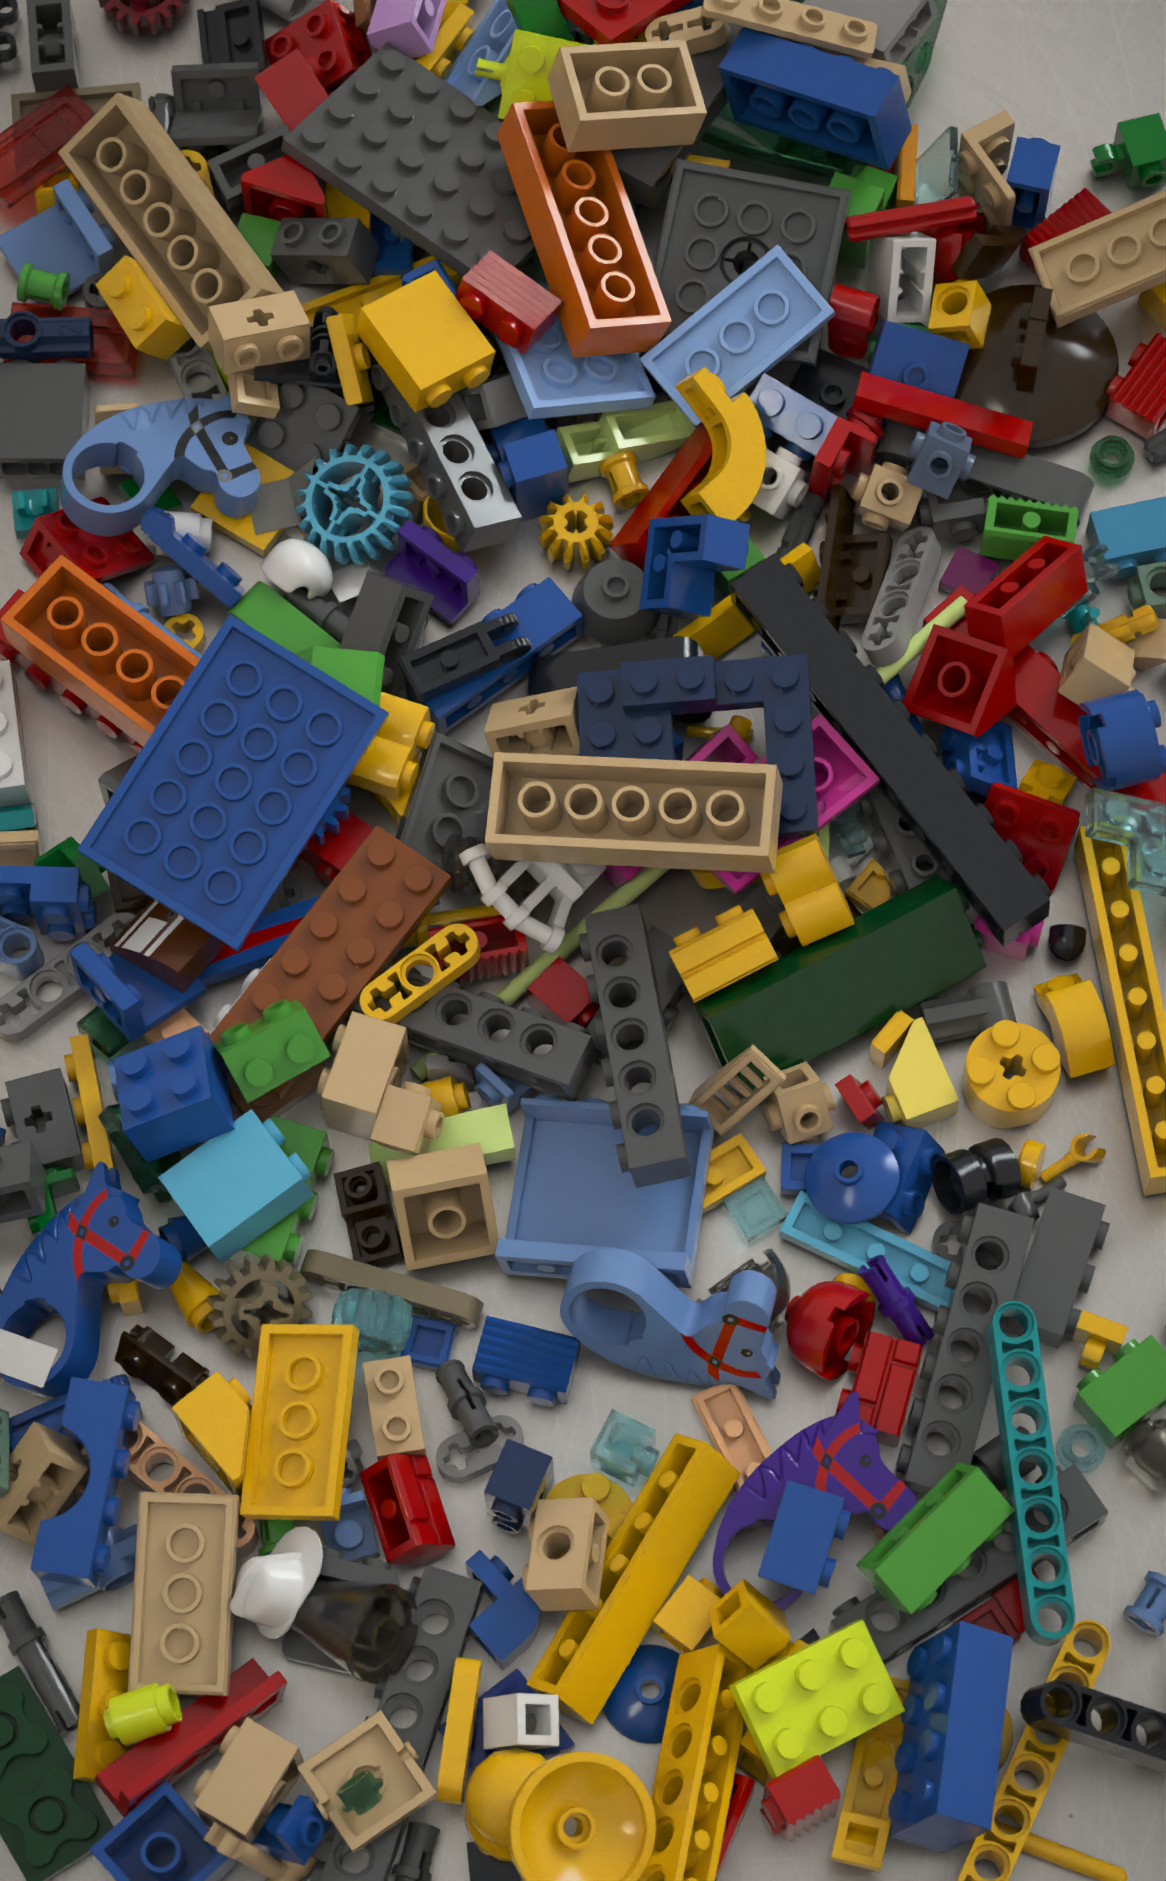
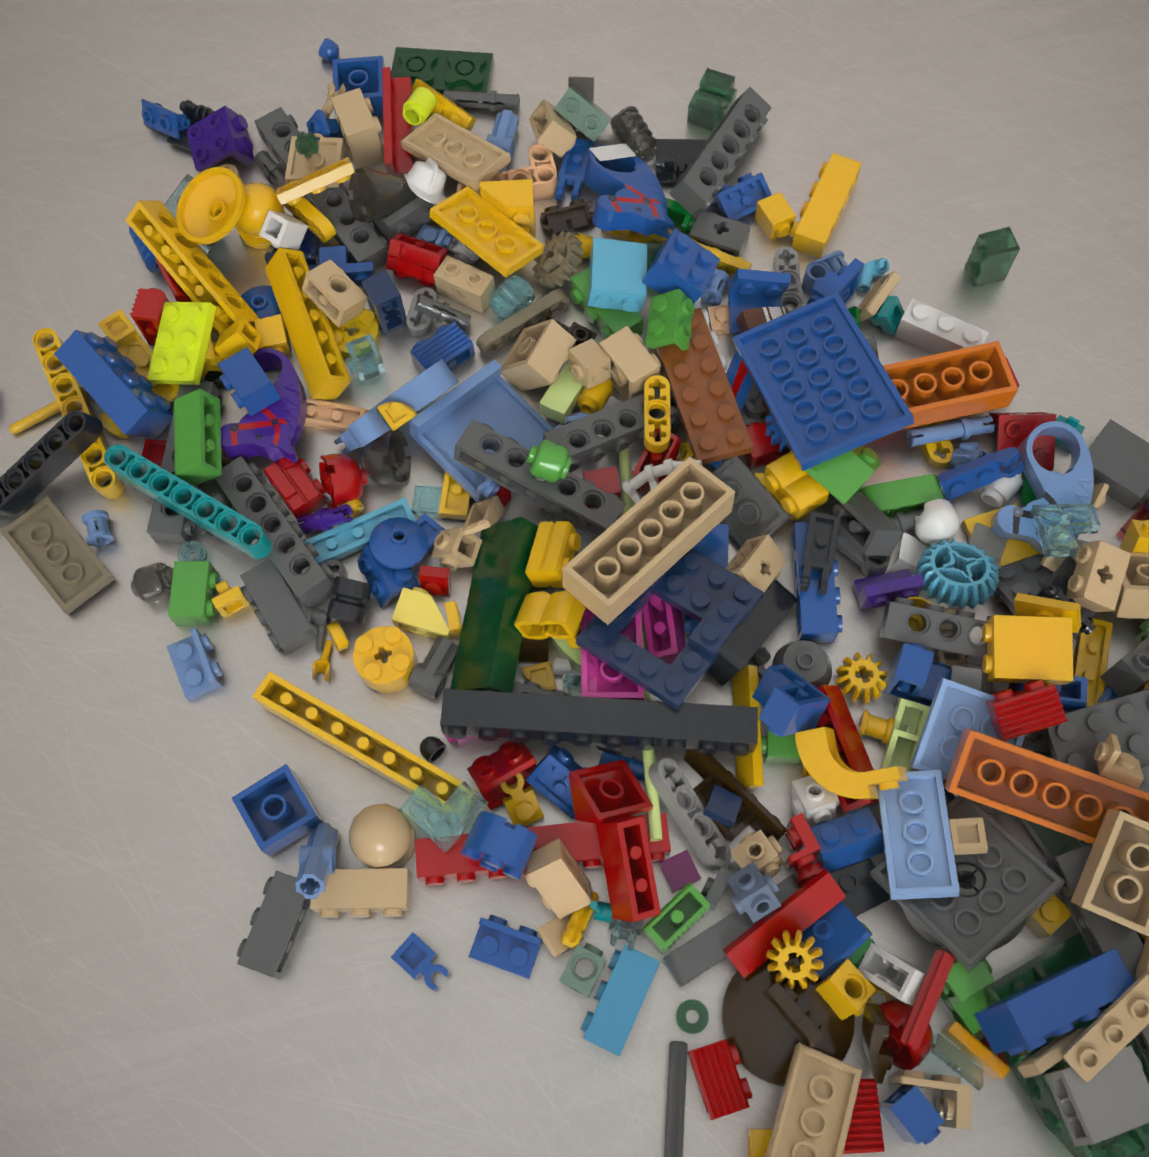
camera: 130 degrees right, 0 degrees up
(74, 1543) = (552, 157): blue arch -> none
(217, 417) = (1059, 523): none -> clear light blue plate
(415, 1720) = (315, 182): none -> yellow plate
(430, 1342) = (484, 321): blue tile -> none
(496, 180) = (1117, 764): none -> tan bracket
(616, 1020) = (549, 461): none -> bright green head
(689, 1295) = (396, 413): none -> yellow tile
(700, 279) = (968, 836): none -> tan plate
(801, 524) = (776, 798): dark grey axle -> none
(853, 320) = (891, 924): red piece -> none
(864, 566) = (722, 806): none -> dark blue tile
(976, 372) = (807, 964): none -> yellow gear
(1076, 1023) = (385, 711): yellow brick -> none

